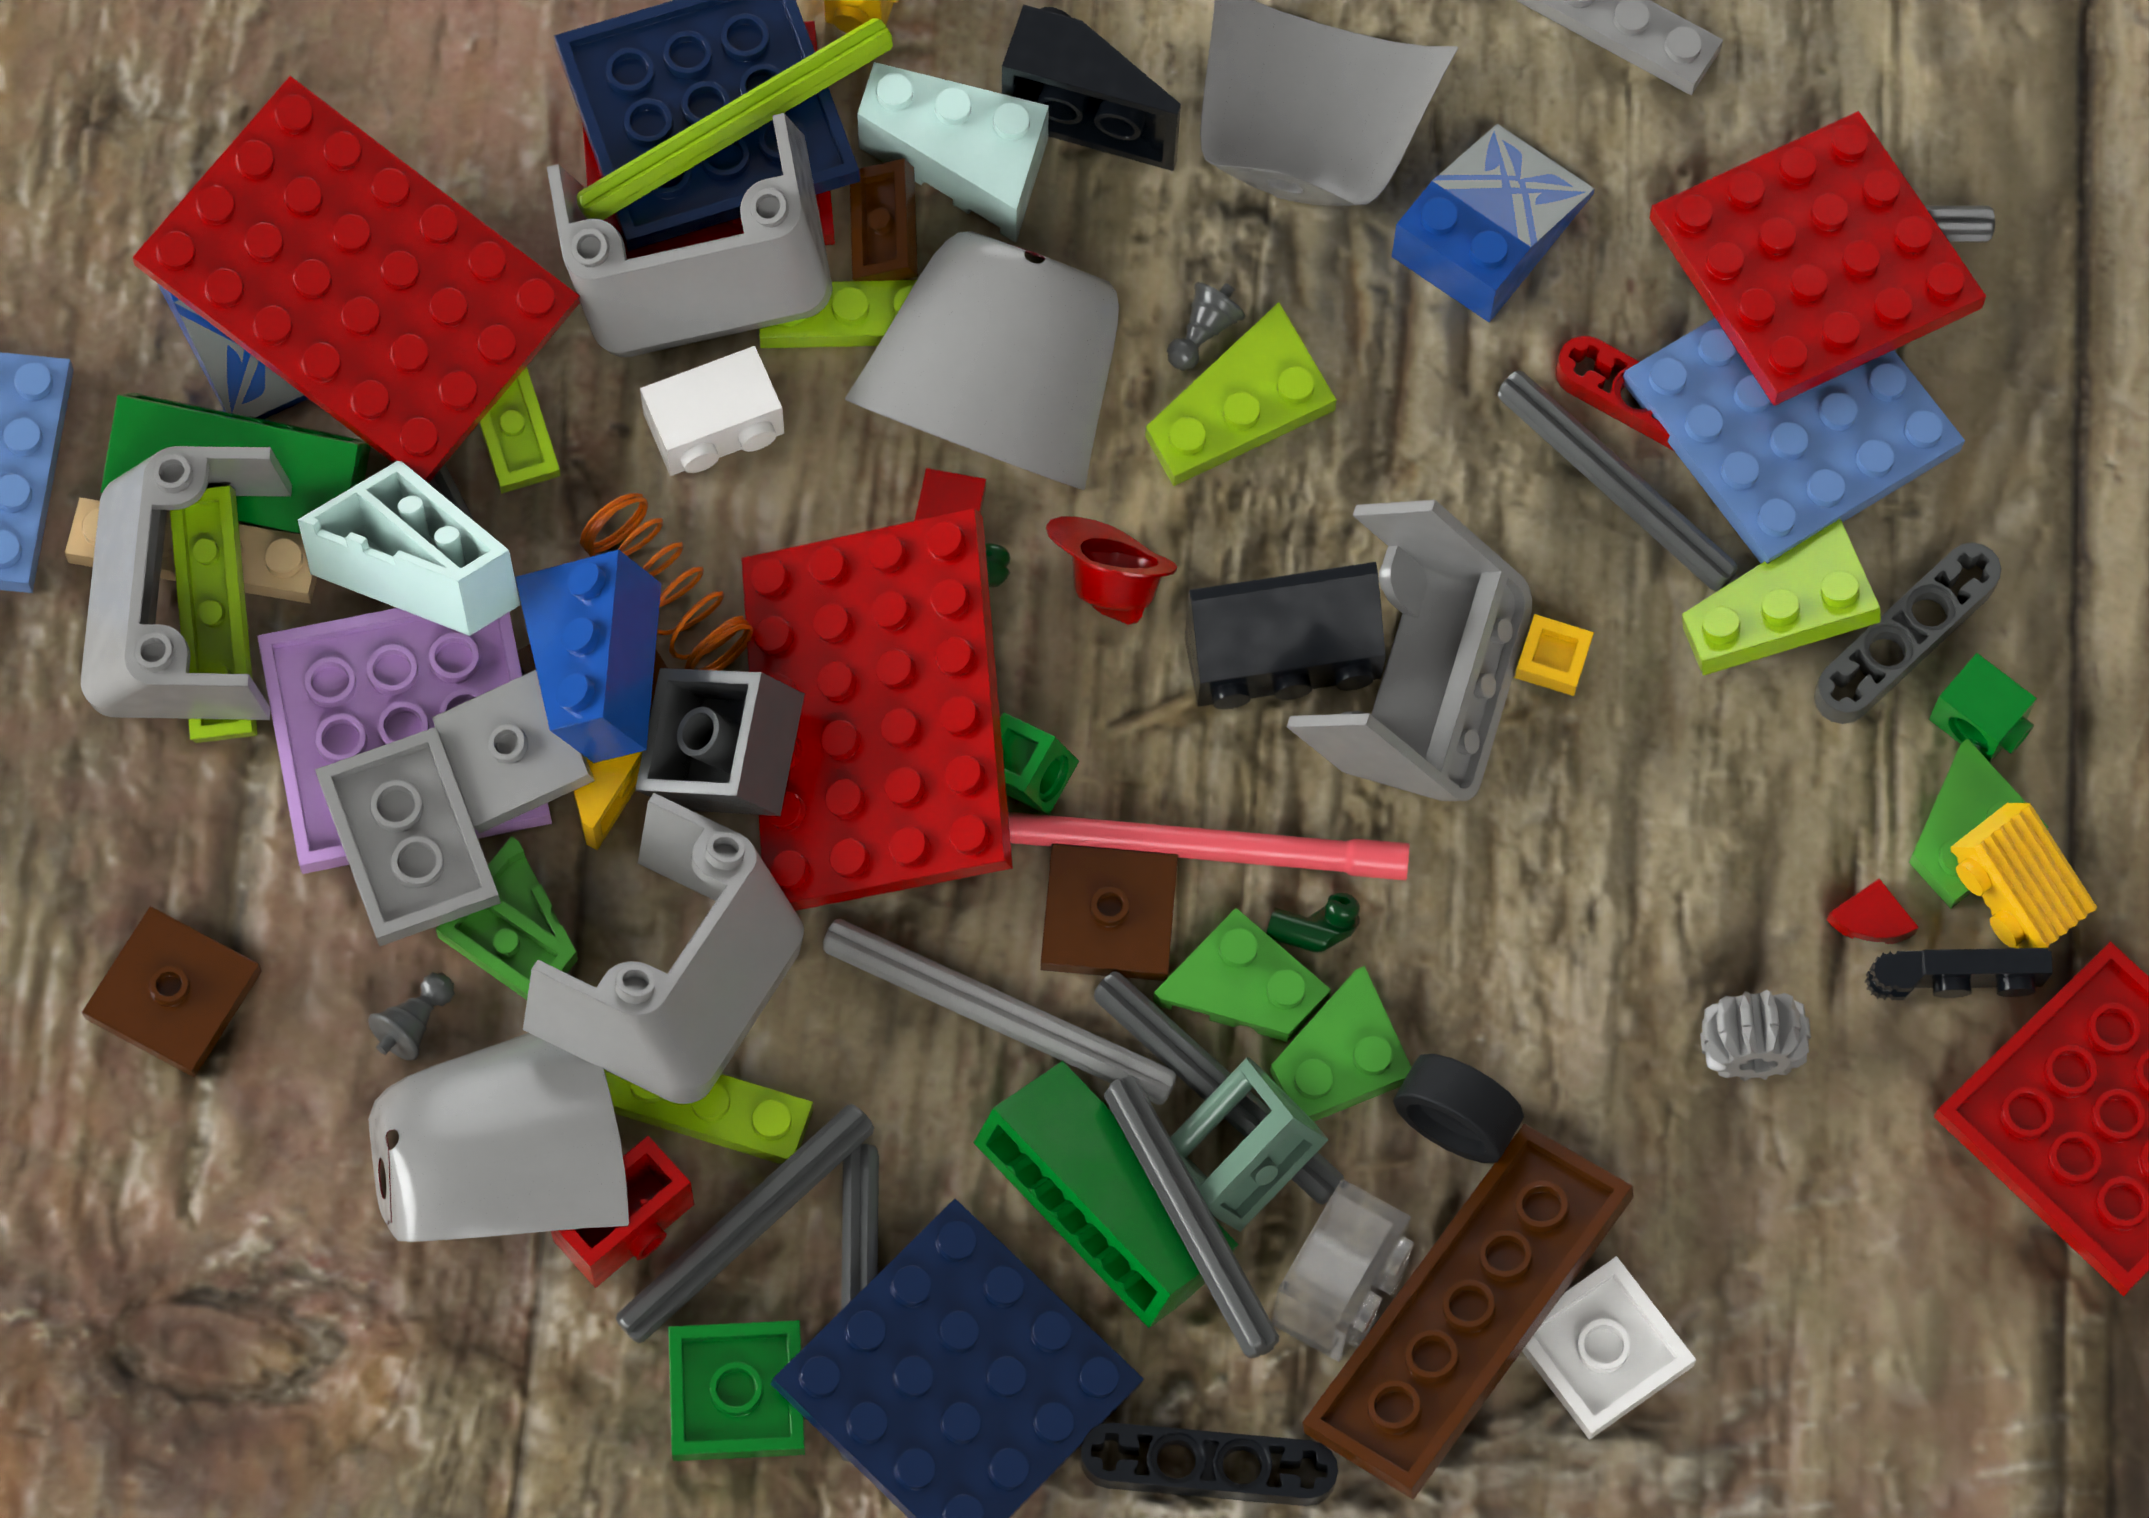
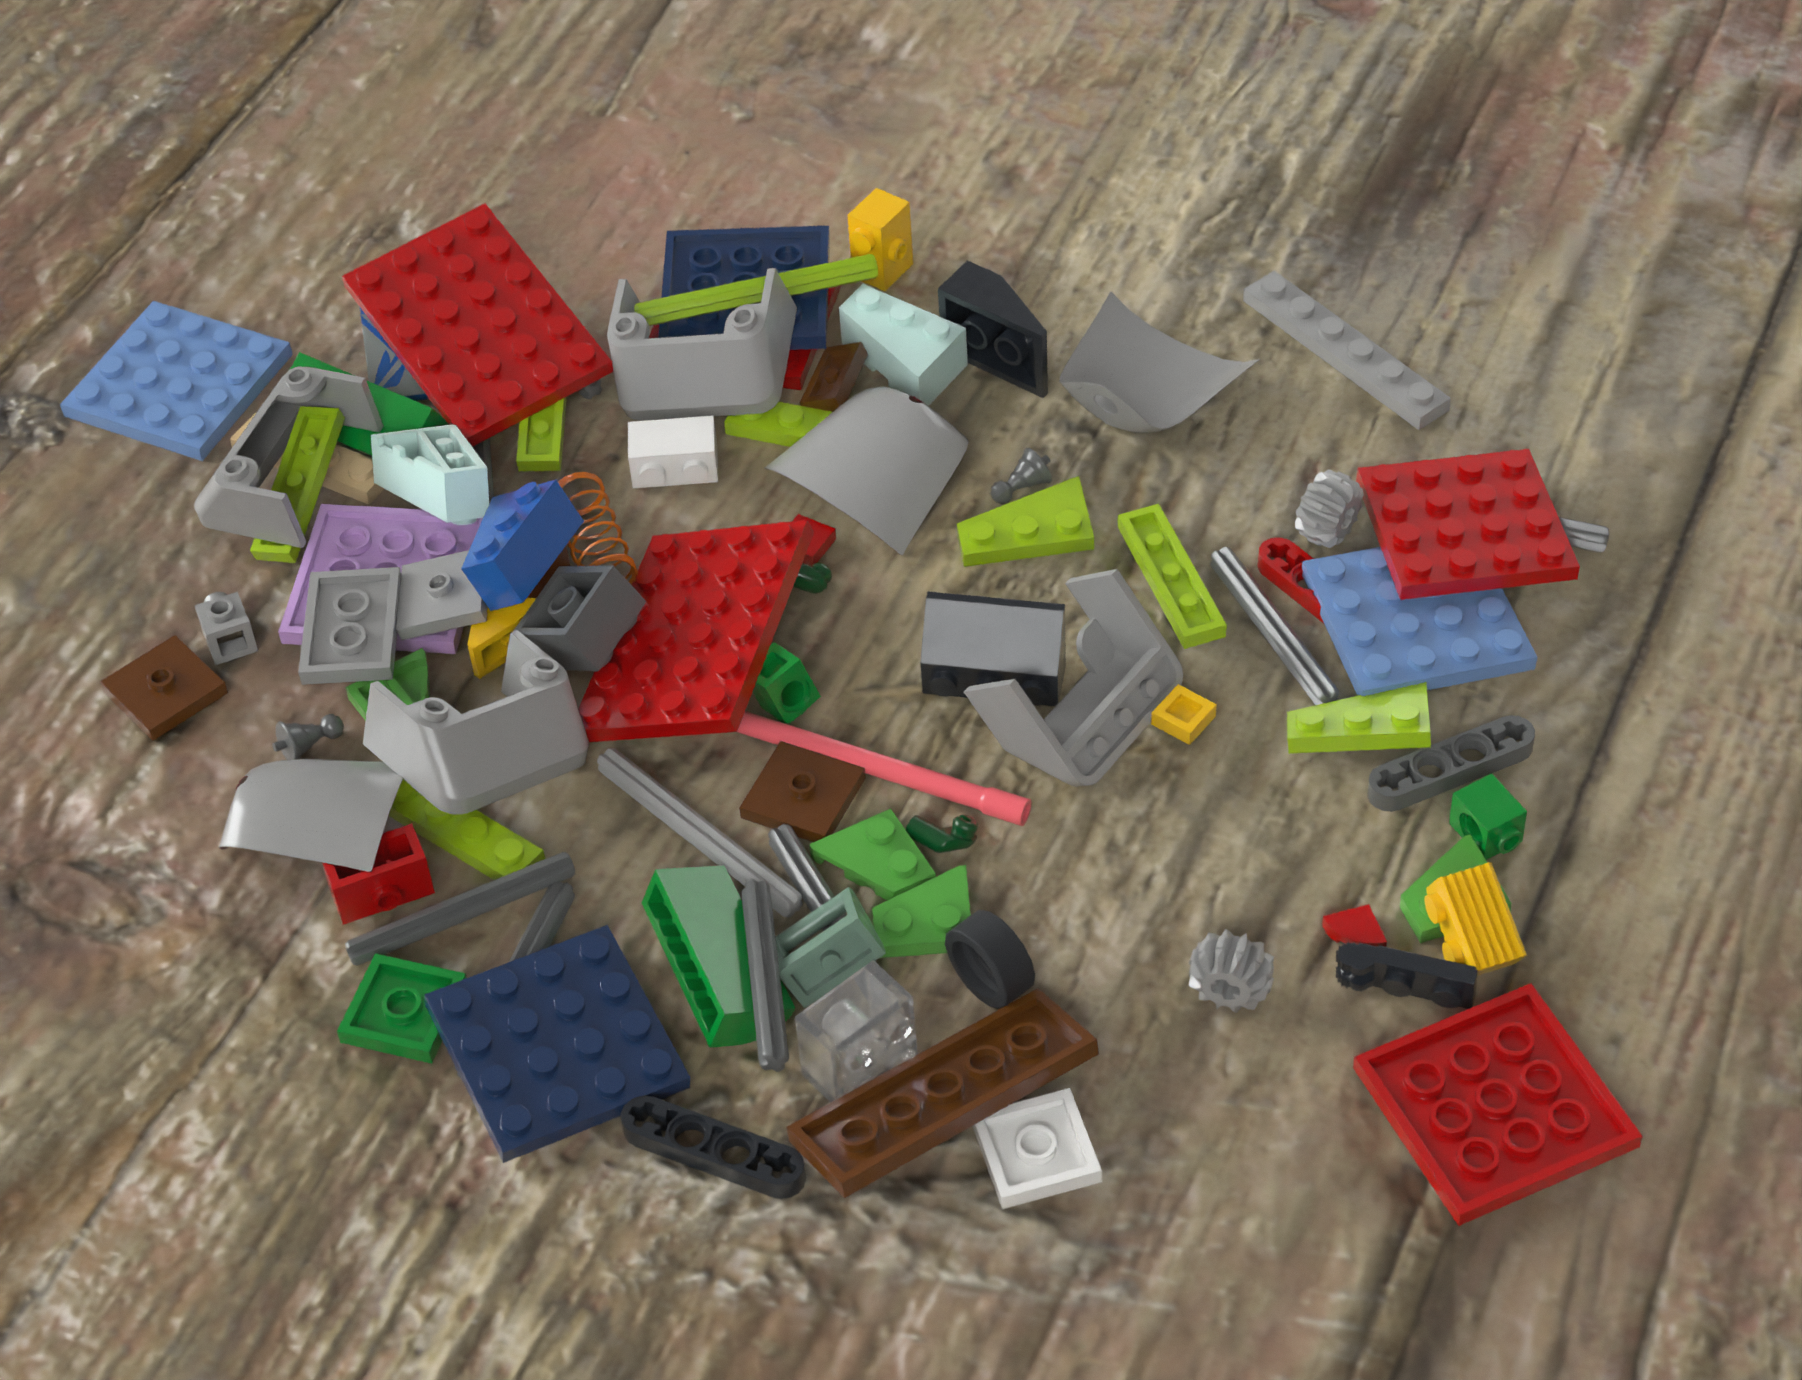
camera: 25 degrees right, 20 degrees down
(222, 891) = (222, 616): none -> light grey brick
(1110, 567) = (891, 594): red piece -> none
(1460, 435) = (1172, 576): none -> lime plate
(1488, 220) = (1241, 462): blue slope -> none
(1635, 280) = (1329, 508): none -> light grey gear

